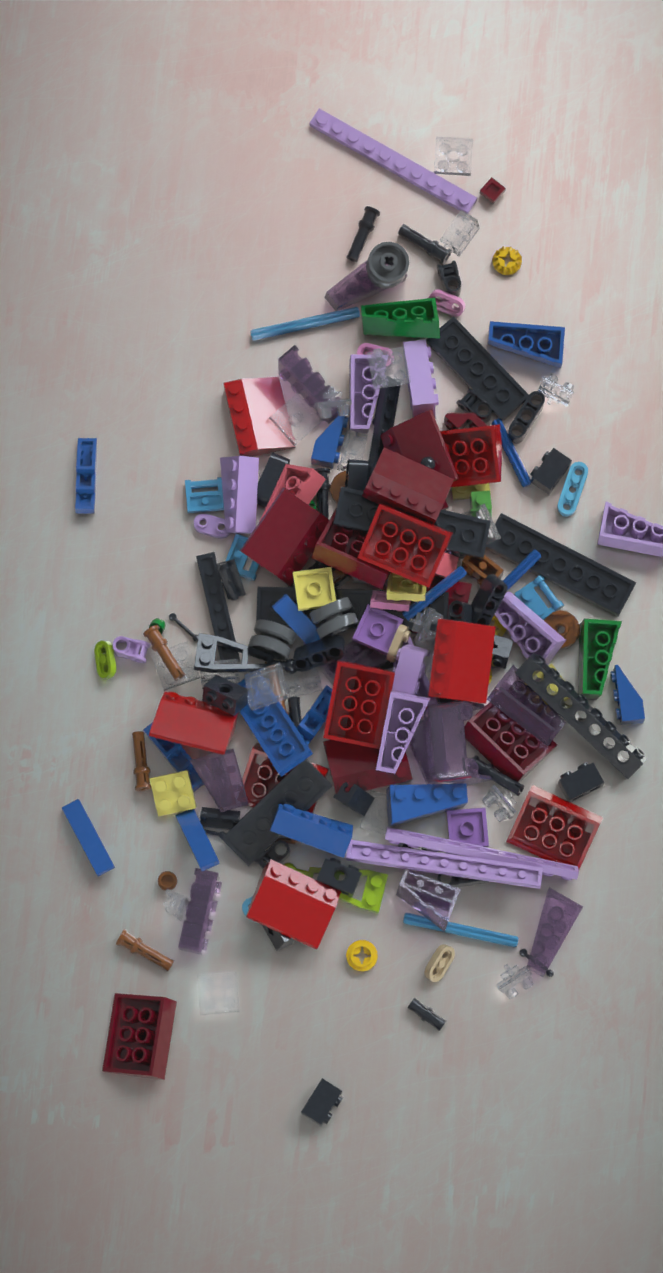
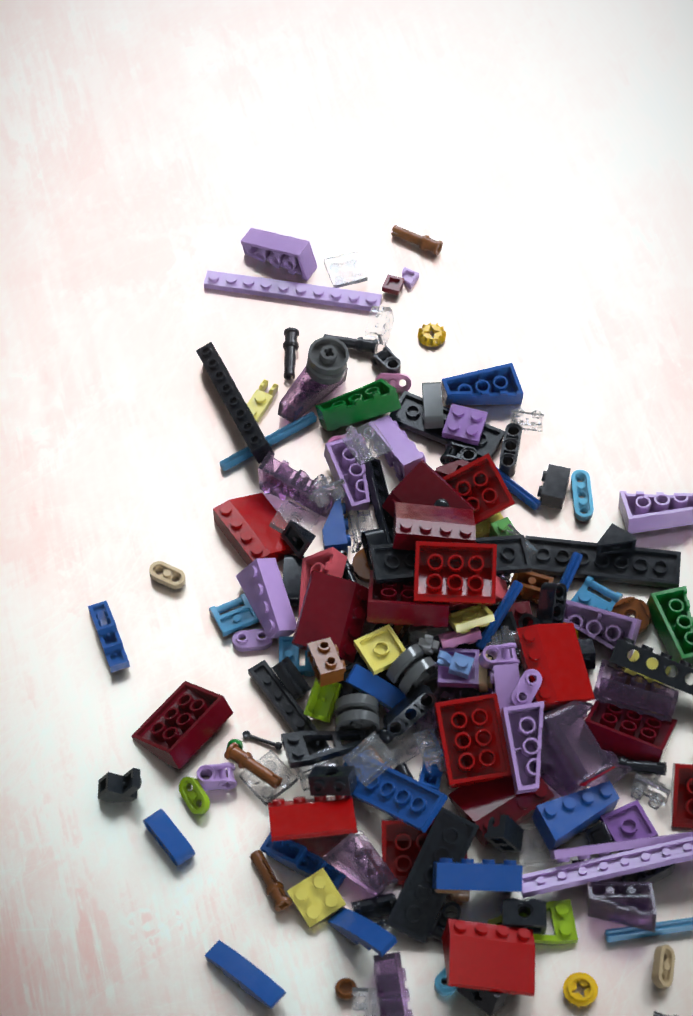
camera: 20 degrees left, 20 degrees down
(43, 628) = (119, 788): none -> black brick
(69, 690) = (169, 837): none -> blue beam
(120, 587) = (183, 724): none -> dark red slope
(160, 433) = (168, 575): none -> tan plate
(249, 611) = (322, 700): none -> lime hinge
(260, 582) = (325, 661): none -> dark orange brick
(286, 273) = (234, 401): none -> black brick
(289, 442) = (297, 538): none -> black slope
(311, 278) = (260, 400): none -> light yellow hinge
(320, 696) = (430, 749): none -> clear hinge
(358, 599) = (429, 645): none -> light grey plate
(376, 629) = (458, 664): none -> medium blue plate
(397, 113) = (281, 251): none -> lavender wedge
(415, 637) = (501, 654): none -> lavender piece
(422, 679) = (525, 687): none -> lavender plate
(437, 827) = (599, 834): none -> black plate
(471, 345) = (432, 405): none -> beam
(493, 375) = (464, 424): none -> medium lavender plate
(513, 186) = (410, 277): none -> lavender tile
(543, 151) = (424, 242): none -> dark orange pin
(577, 551) = (615, 541): none -> black slope

